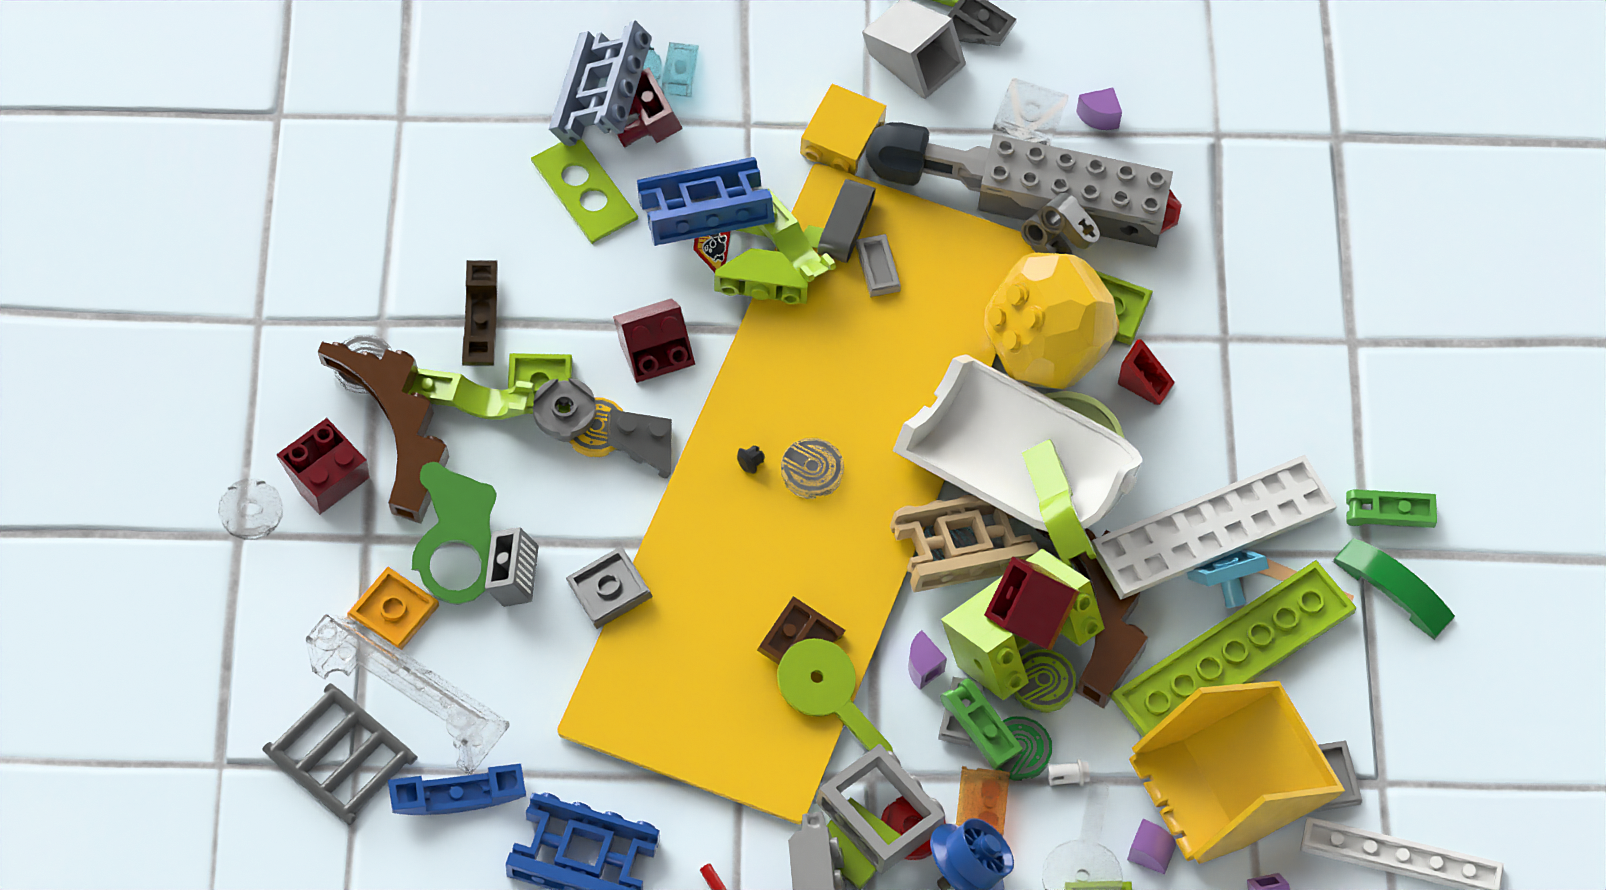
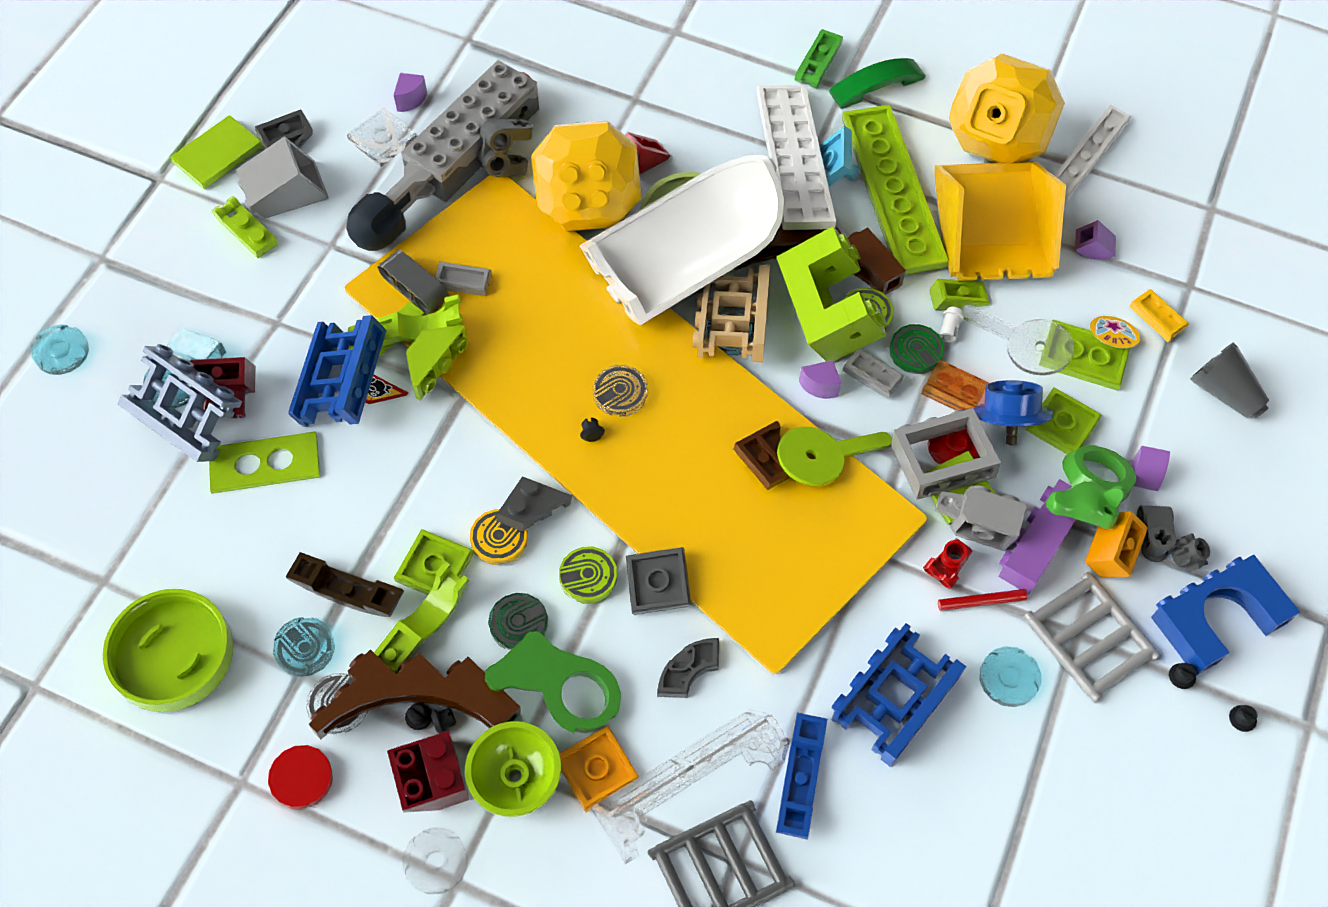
camera: 65 degrees left, 0 degrees up
(282, 365) = (300, 777): none -> red tile
(352, 201) = (168, 650): none -> lime piece
(352, 515) = (507, 750): none -> lime hat
(380, 436) = (418, 716): none -> black piece
(383, 457) = (442, 719): none -> black piece
(408, 310) = (303, 646): none -> clear light blue tile
(511, 567) = (608, 649): dark grey brick -> none
(516, 480) = (515, 617): none -> tile
(531, 650) = (687, 666): none -> dark grey tile
(564, 425) = (472, 566): flat silver plate -> none
(590, 523) = (588, 575): none -> tile
(654, 340) = (441, 459): dark red slope -> none
(756, 858) = (945, 568): none -> red plate
(841, 129) = (326, 255): yellow panel -> none
(845, 42) = (245, 227): none -> lime plate
(982, 723) = (896, 358): bright green plate -> none
(1032, 602) = (837, 268): dark red slope -> none
(1056, 502) = (743, 229): piece -> none
(1115, 769) = (955, 293): none -> lime slope
(1152, 847) = (1028, 297): medium lavender brick -> none
(1383, 722) = (1006, 110): none -> yellow rock

